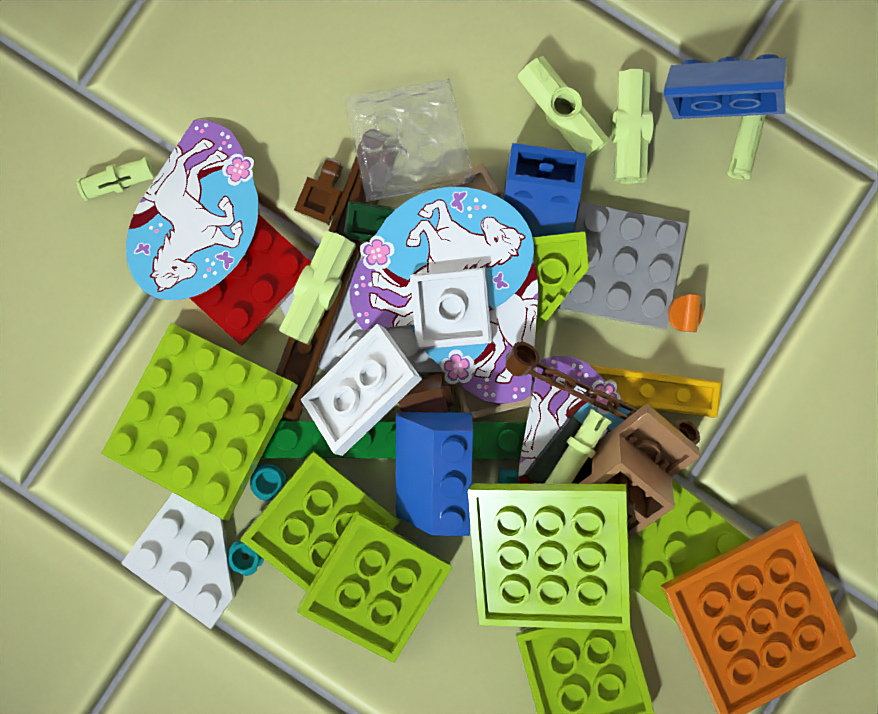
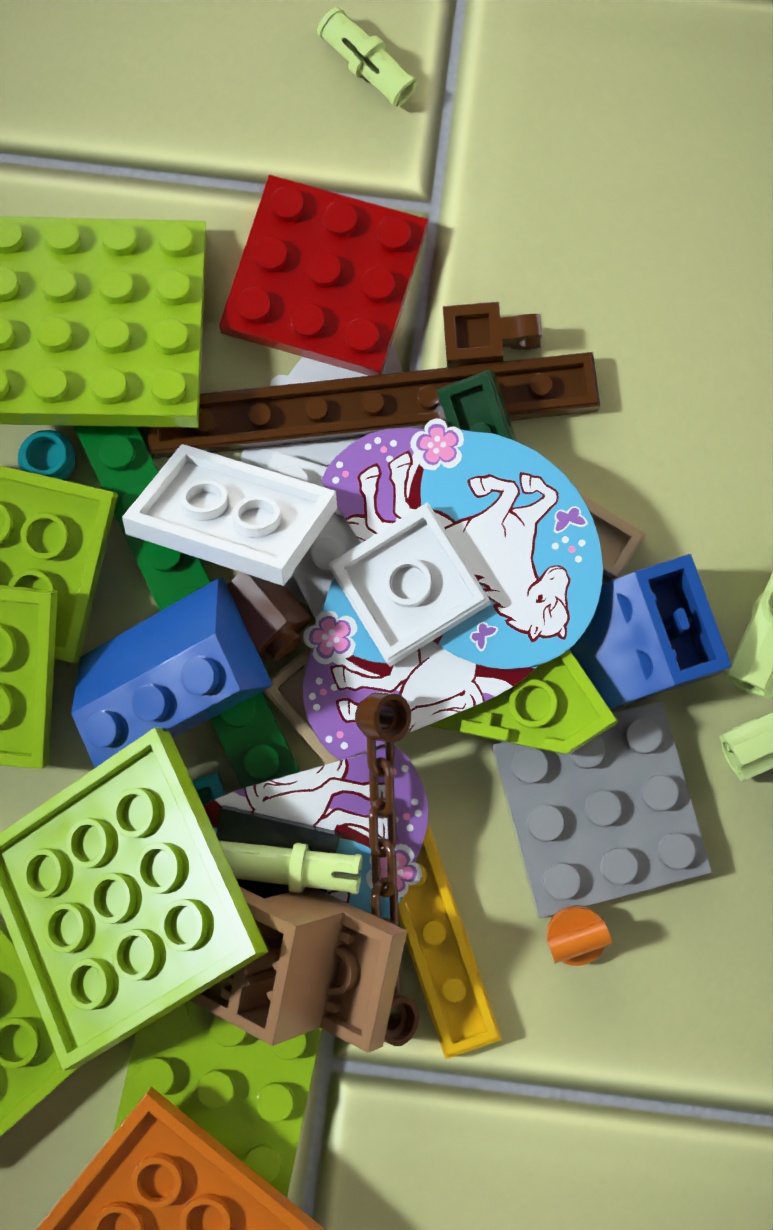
camera: 65 degrees right, 5 degrees down
(194, 216) = (367, 181): sticker -> none
(317, 287) = (348, 388): yellowish green piece -> none
(408, 139) = (623, 414): clear plate -> none

